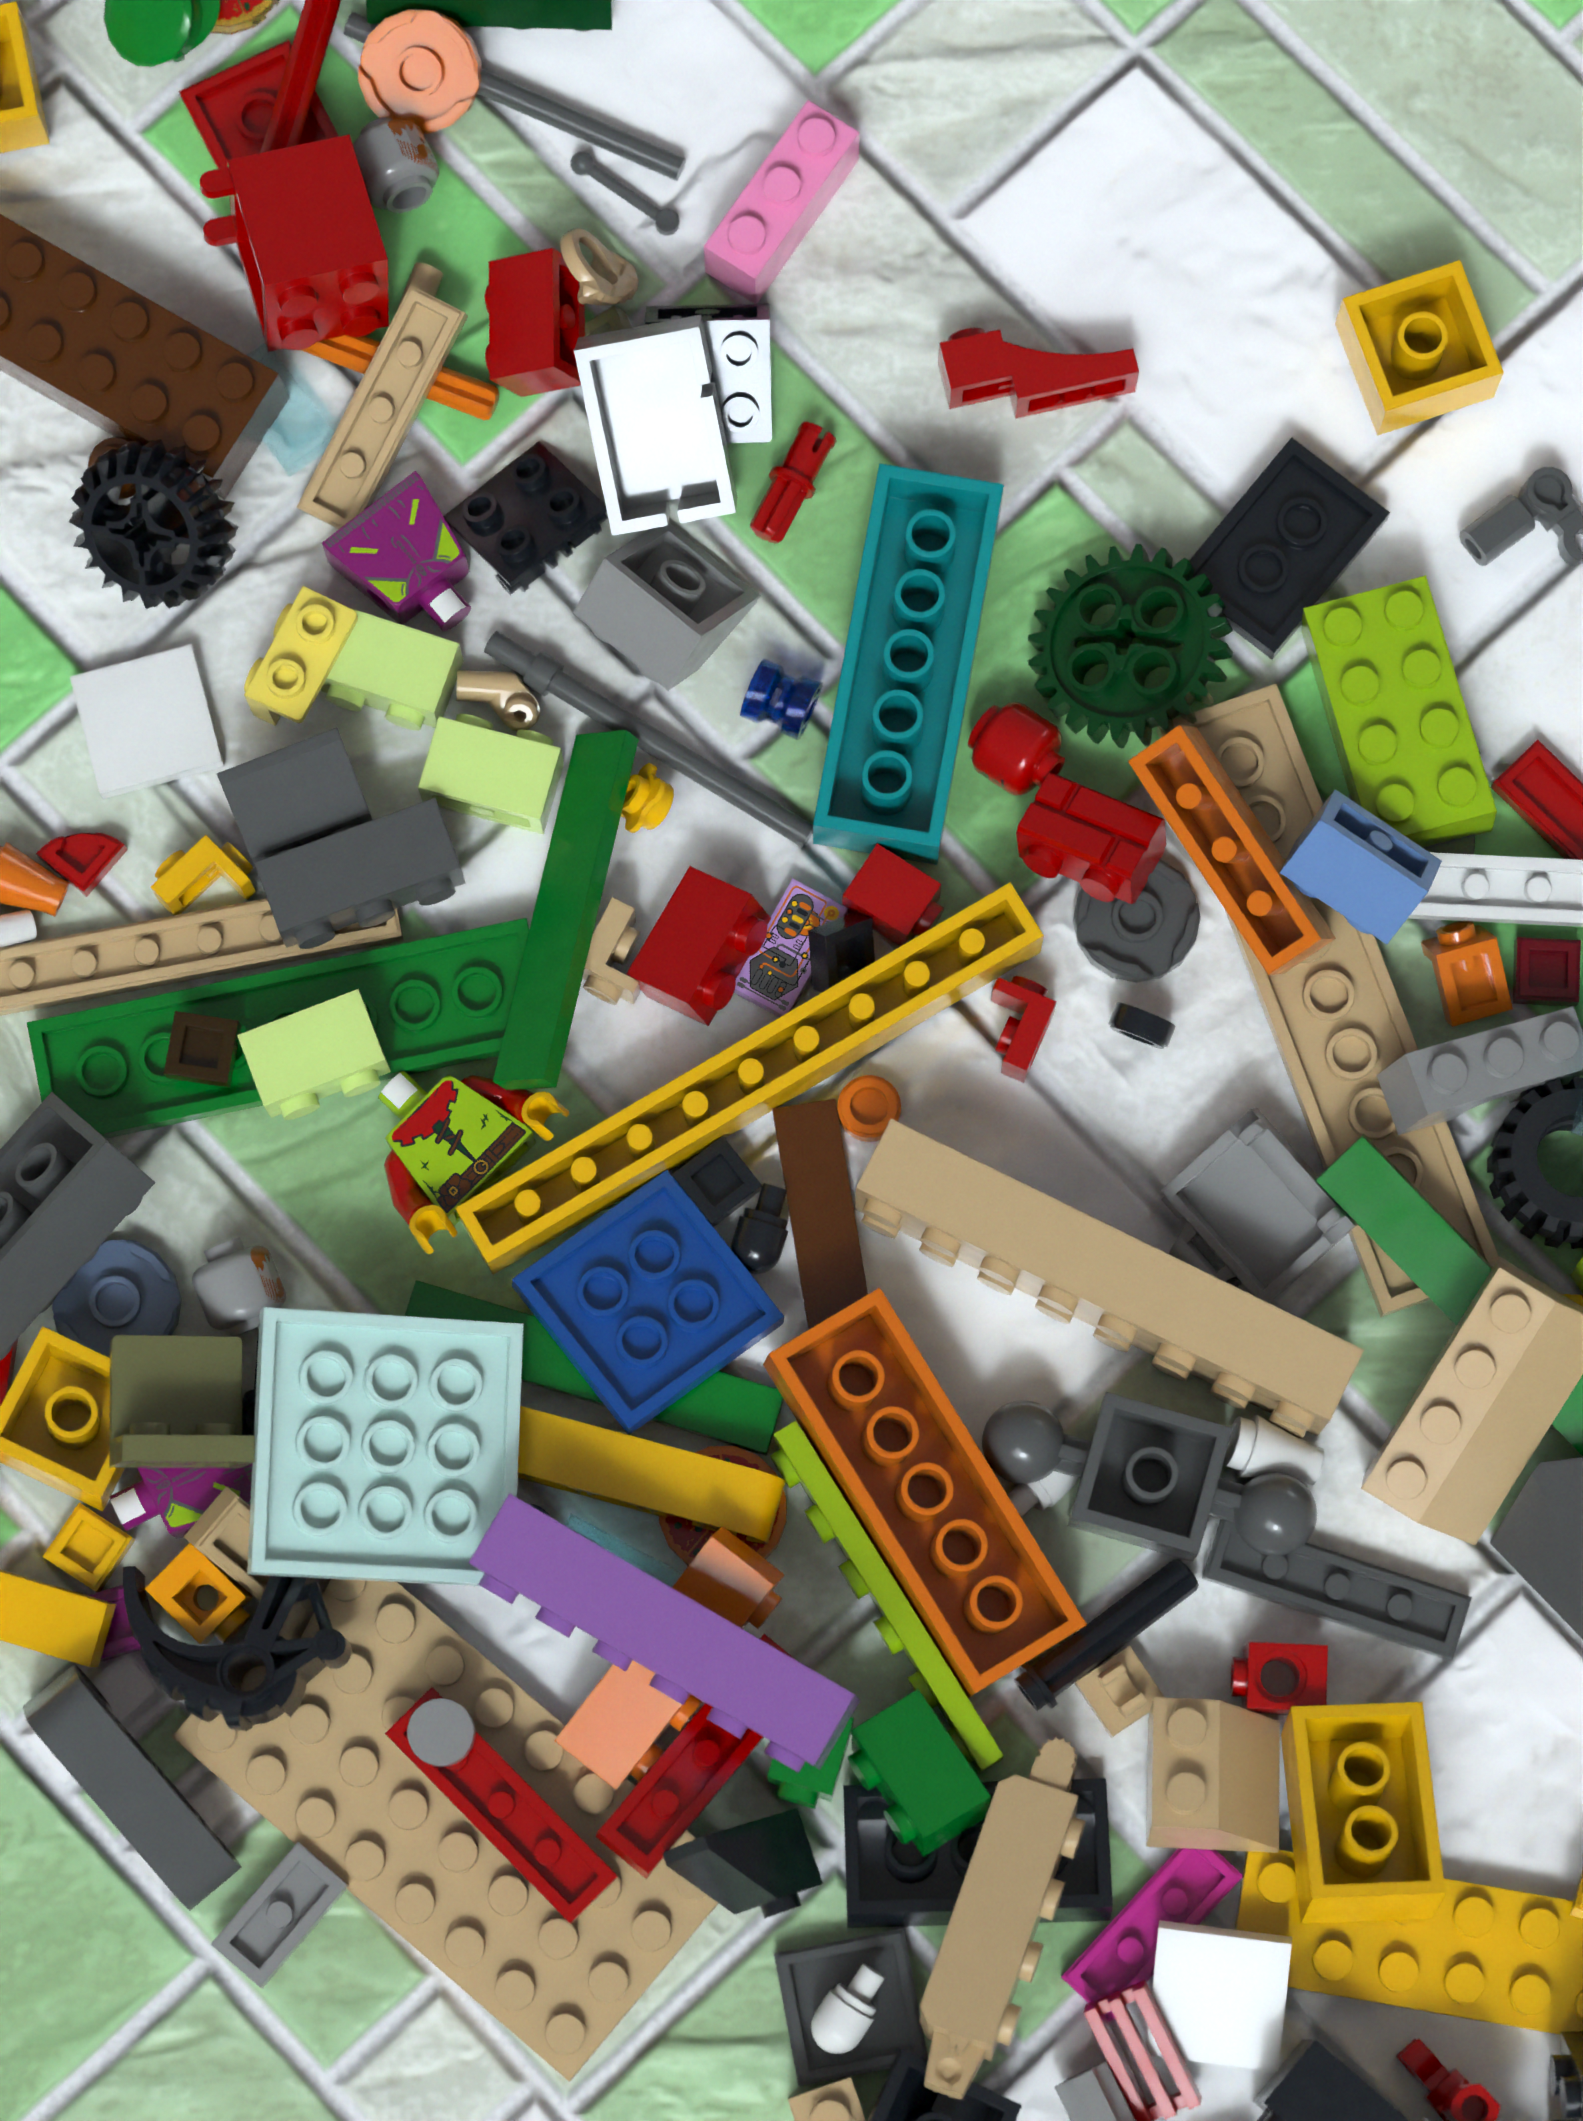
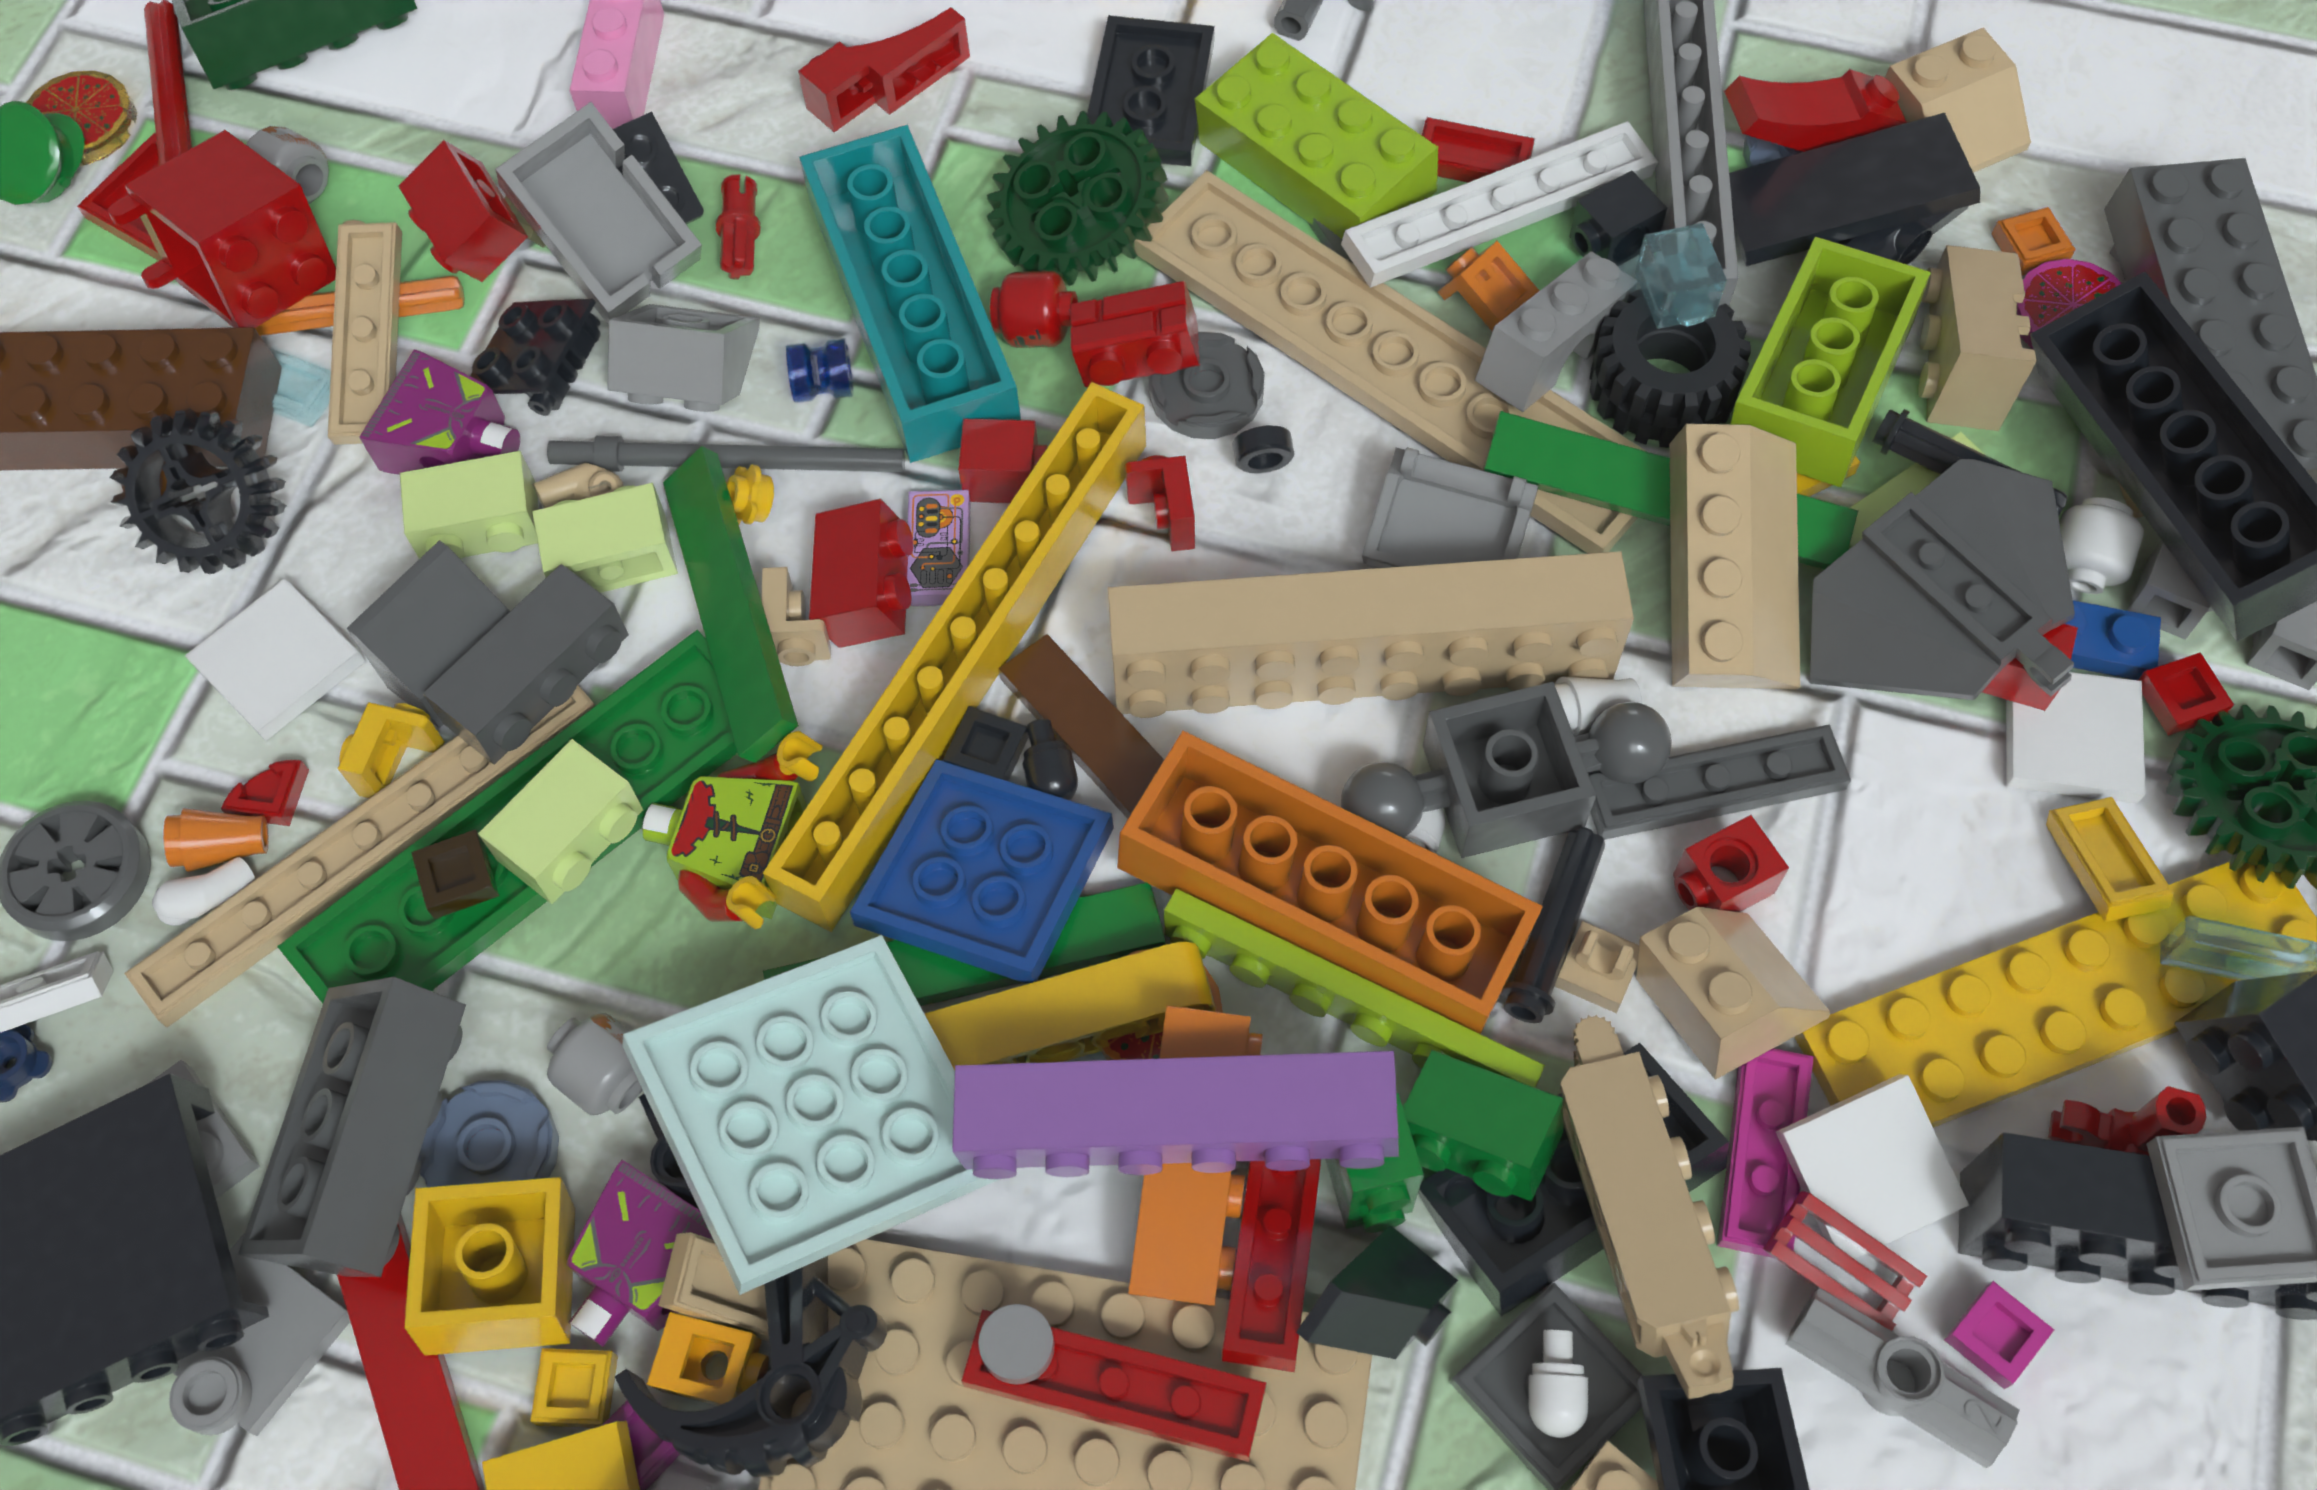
camera: 30 degrees left, 15 degrees down
(177, 1403) = (587, 1183): olive bracket -> none
(300, 657) = (382, 529): light yellow bracket -> none
(420, 69) = (273, 89): tile -> none
(559, 115) = (259, 98): dark grey bar -> none
(608, 279) = (490, 156): tan piece -> none
(665, 220) = (533, 114): dark grey hinge -> none
(840, 949) = (978, 512): black plate -> none
(867, 1107) = (1080, 628): orange tile -> none
(1230, 849) = (1254, 272): orange brick -> none
(1360, 867) = (1365, 222): medium blue brick -> none
(1362, 1812) = (1884, 930): yellow brick -> none
(1546, 971) = (1544, 256): dark red tile -> none

